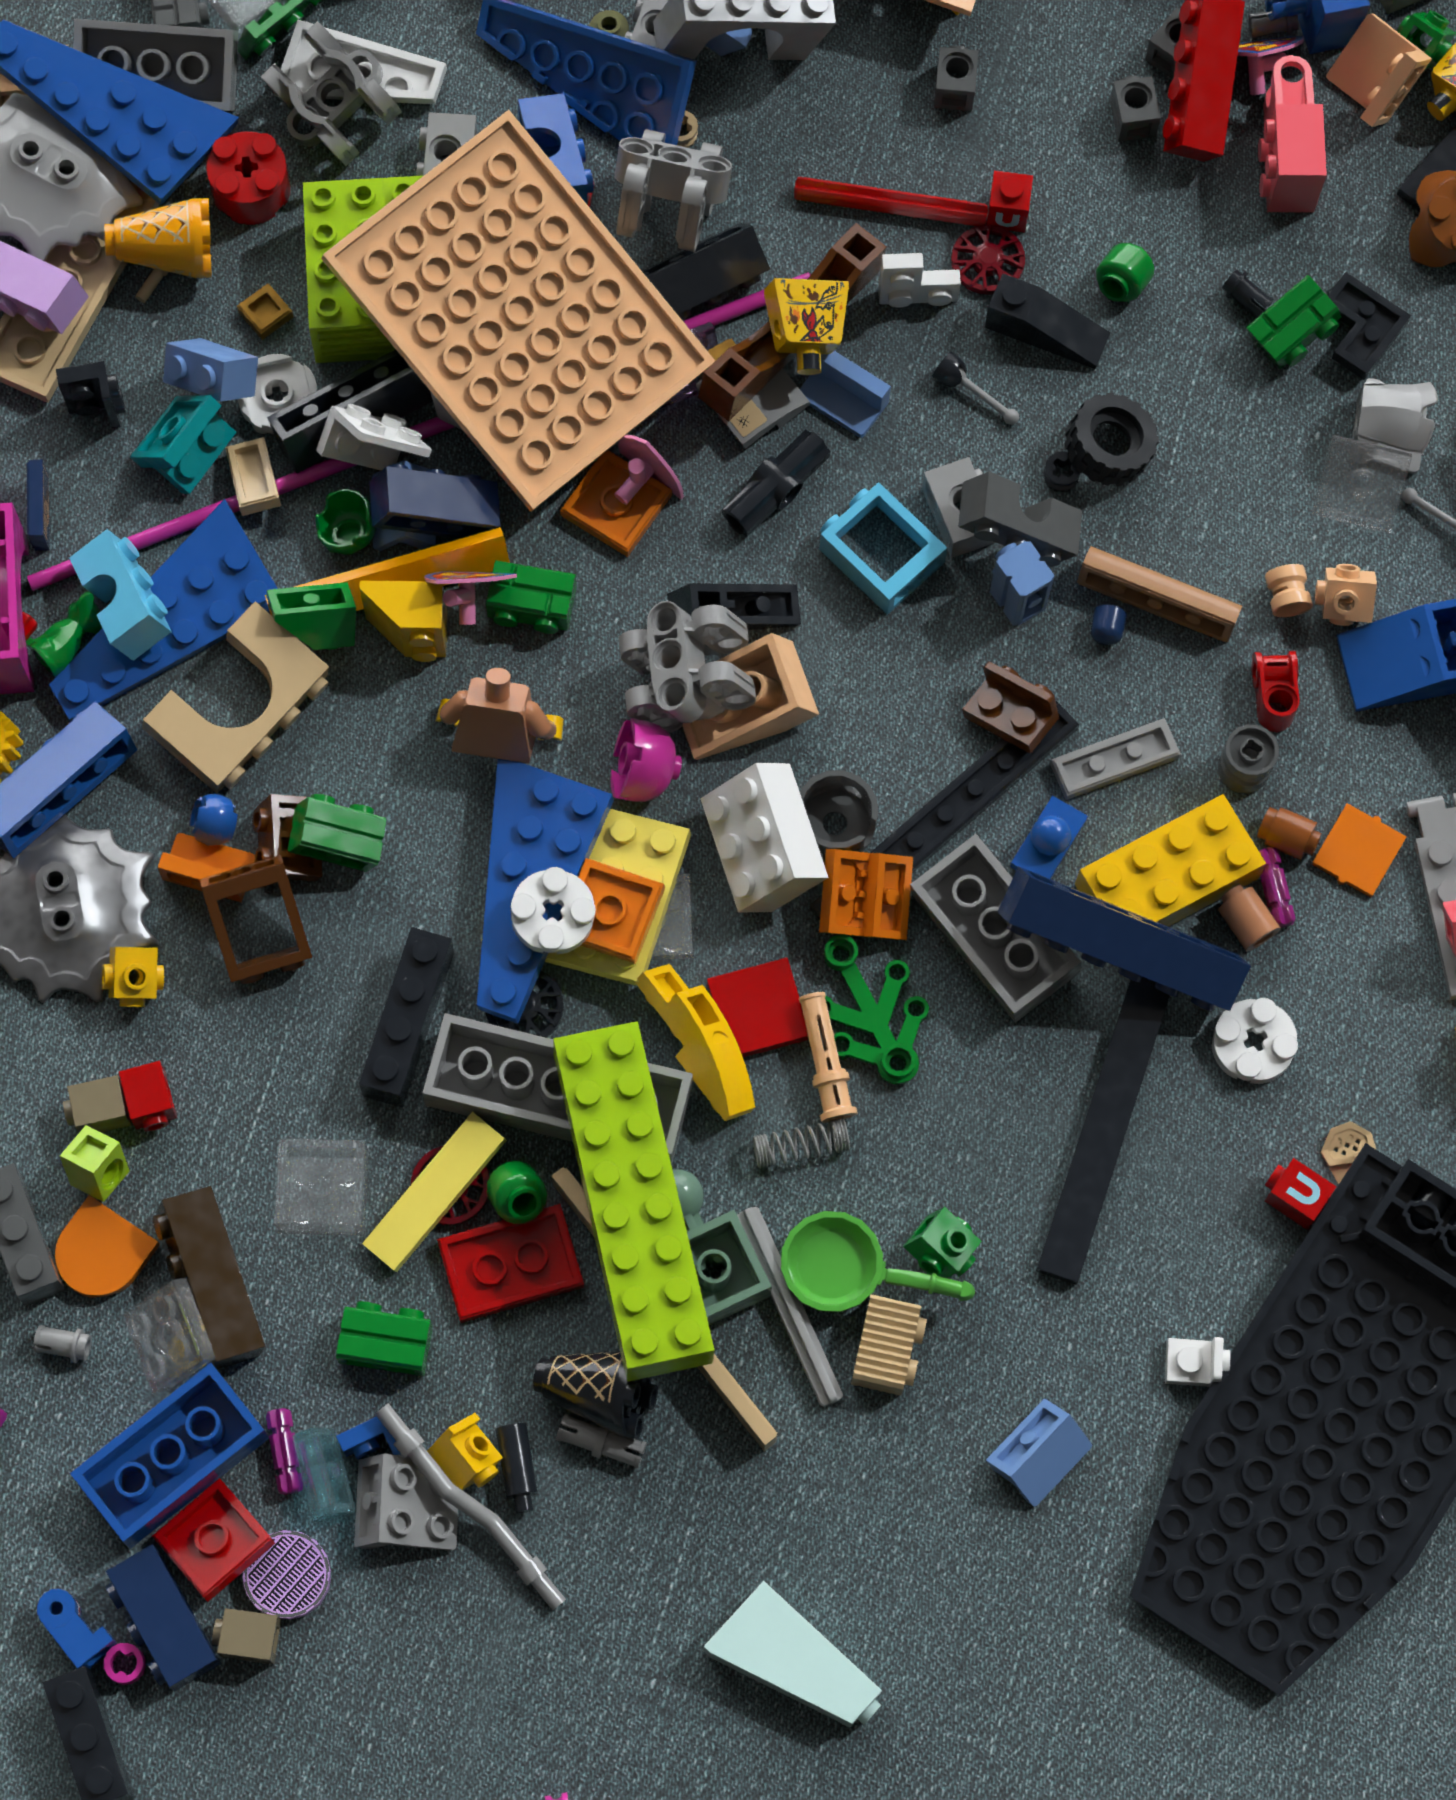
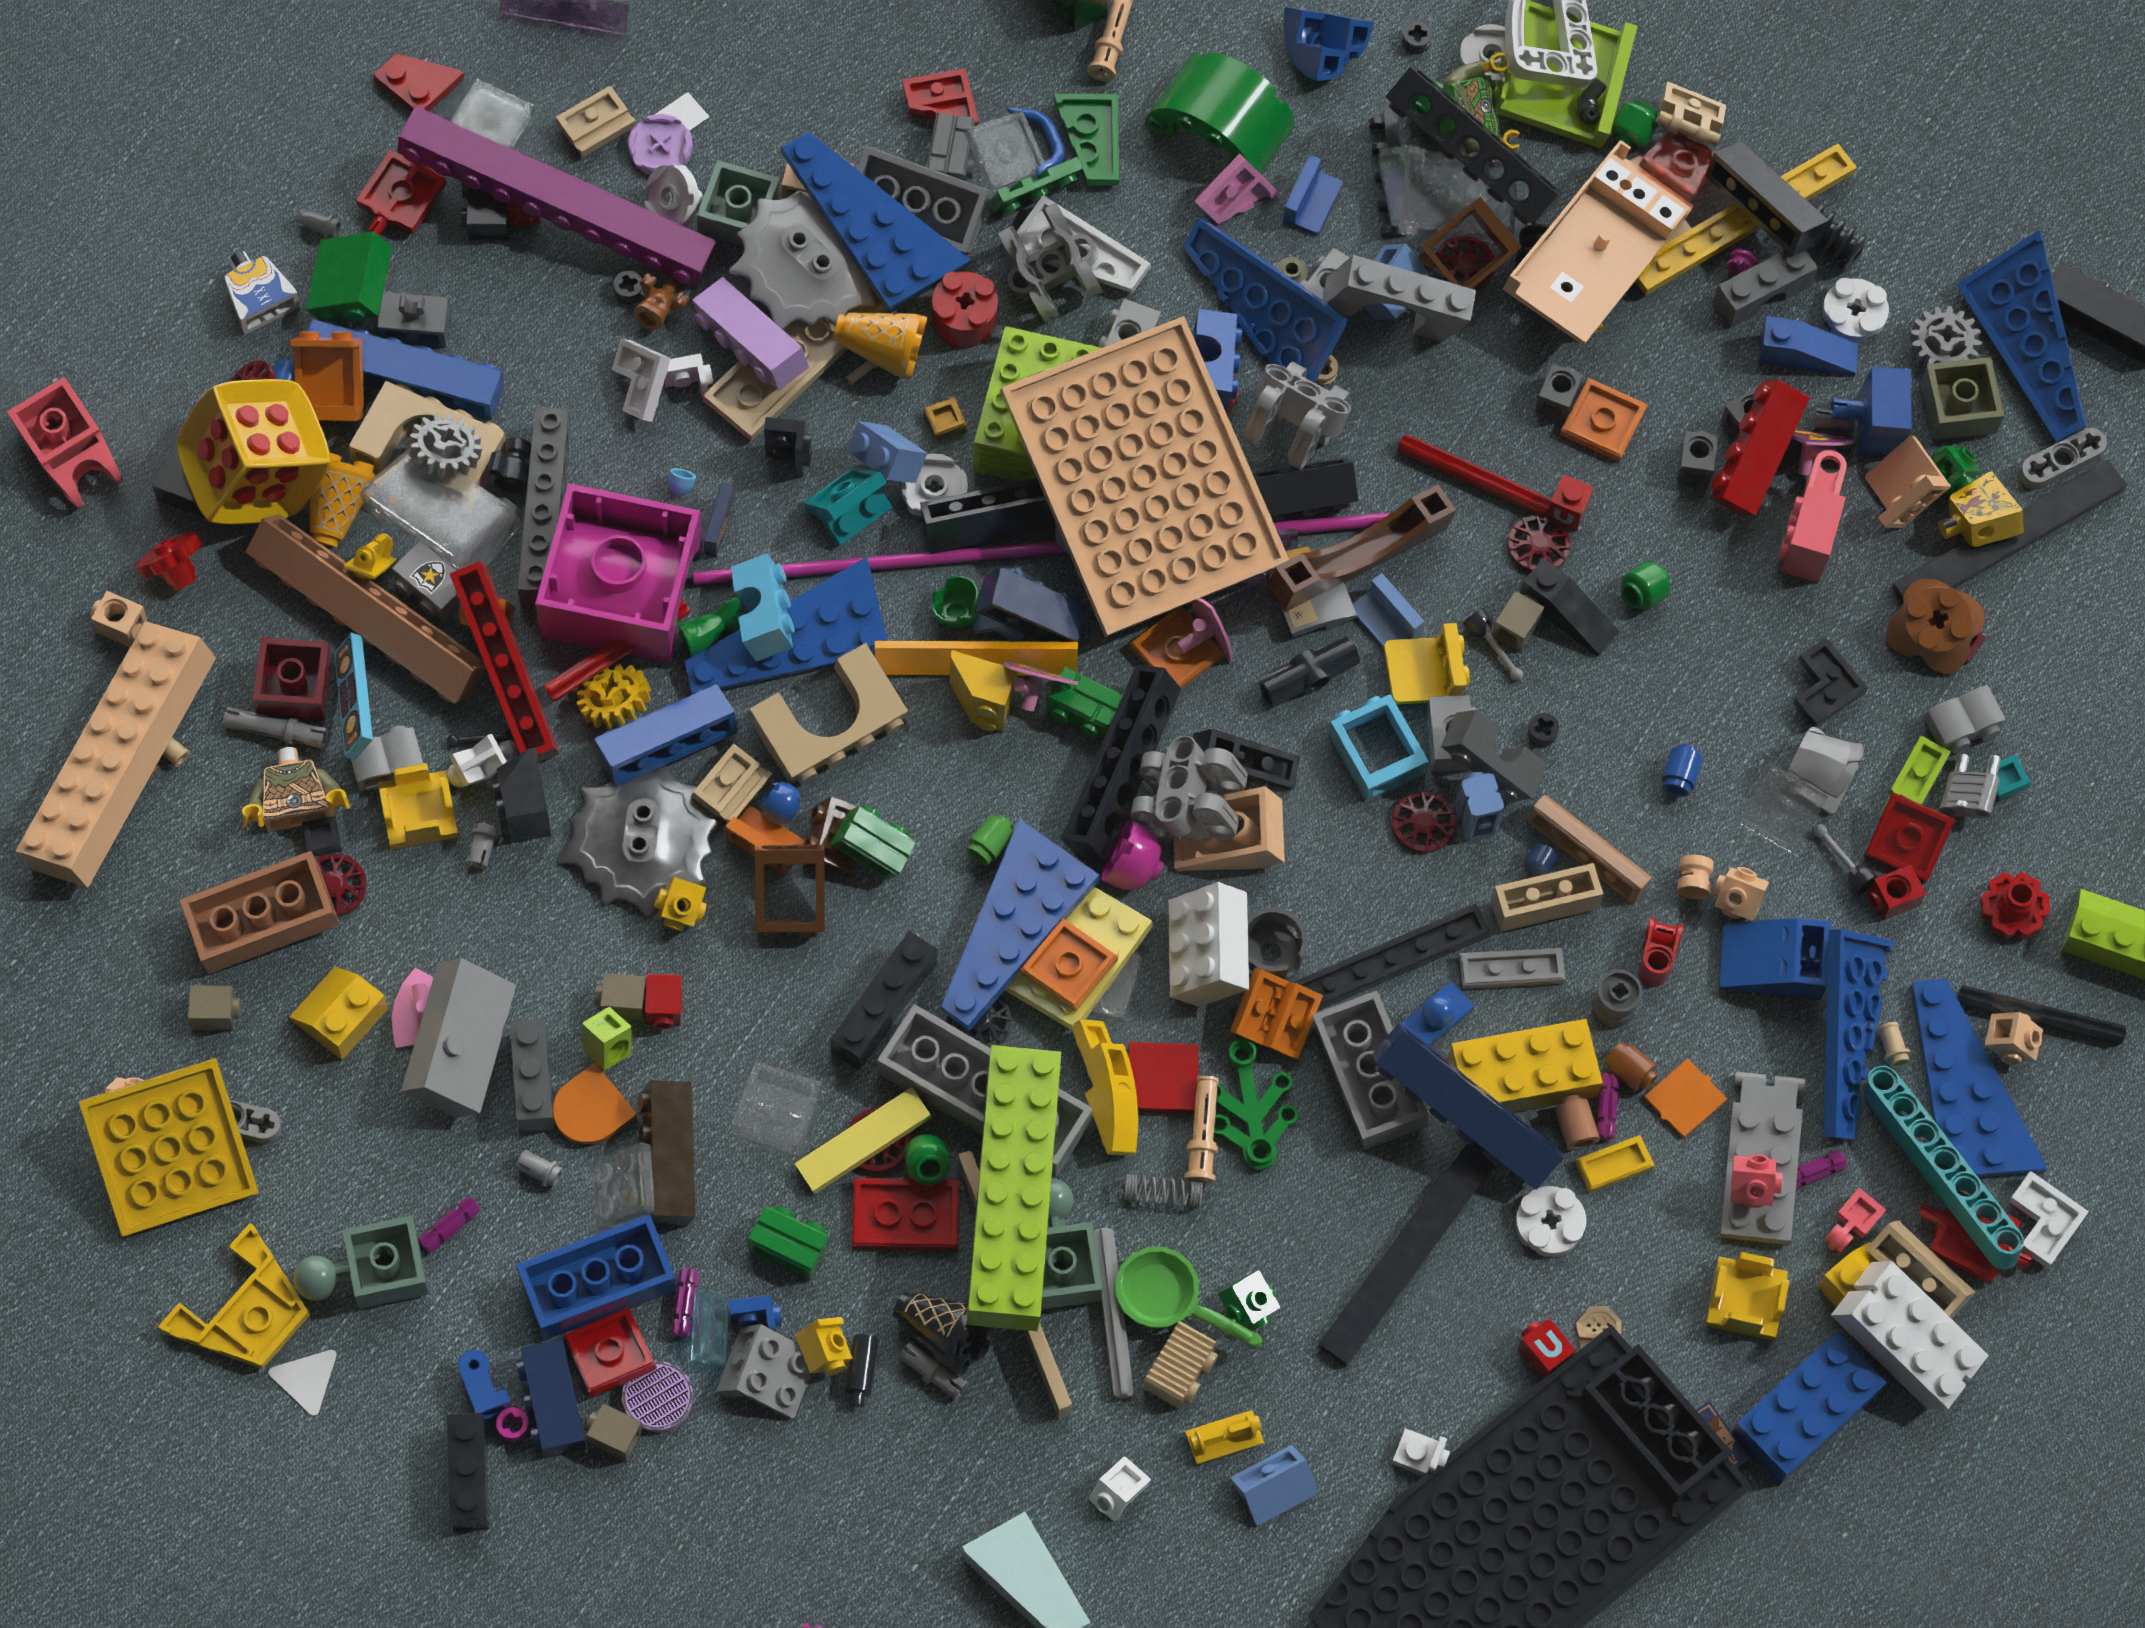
camera: 15 degrees right, 5 degrees down
(148, 814) = (731, 784): none -> tan plate
(253, 476) = (894, 545): tan tile -> none
(316, 614) = (910, 667): green slope -> none
(368, 440) = (994, 543): white bracket -> none
(410, 1444) = (847, 1449): light grey bar -> none
(471, 788) = (990, 839): none -> bright green brick
(497, 718) = (1027, 789): nougat torso -> none
(552, 935) = (1028, 932): white plate -> none
(592, 660) = (1115, 772): none -> black brick
(806, 318) = (1372, 548): yellow torso -> none
(862, 1514) = (1118, 1488): none -> white bracket
(905, 282) = (1463, 544): white plate -> none
(909, 437) = (1426, 666): none -> yellow bracket
(961, 618) = (1423, 822): none -> dark red wheel
(964, 1413) = (1225, 1437): none -> yellow hinge
(994, 354) = (1518, 620): none -> dark tan brick
(1012, 707) = (1441, 903): reddish brown bracket -> none
(1015, 96) = (1603, 419): none -> orange tile
(1126, 416) = (1606, 698): black tyre -> none
(1131, 665) = (1546, 897): none -> tan brick
(1233, 472) = (1681, 770): none -> blue brick
(1246, 293) = (1740, 631): black pin -> none
(1295, 323) = (1769, 666): green brick -> none
(1304, 951) = (1614, 1164): none -> yellow tile

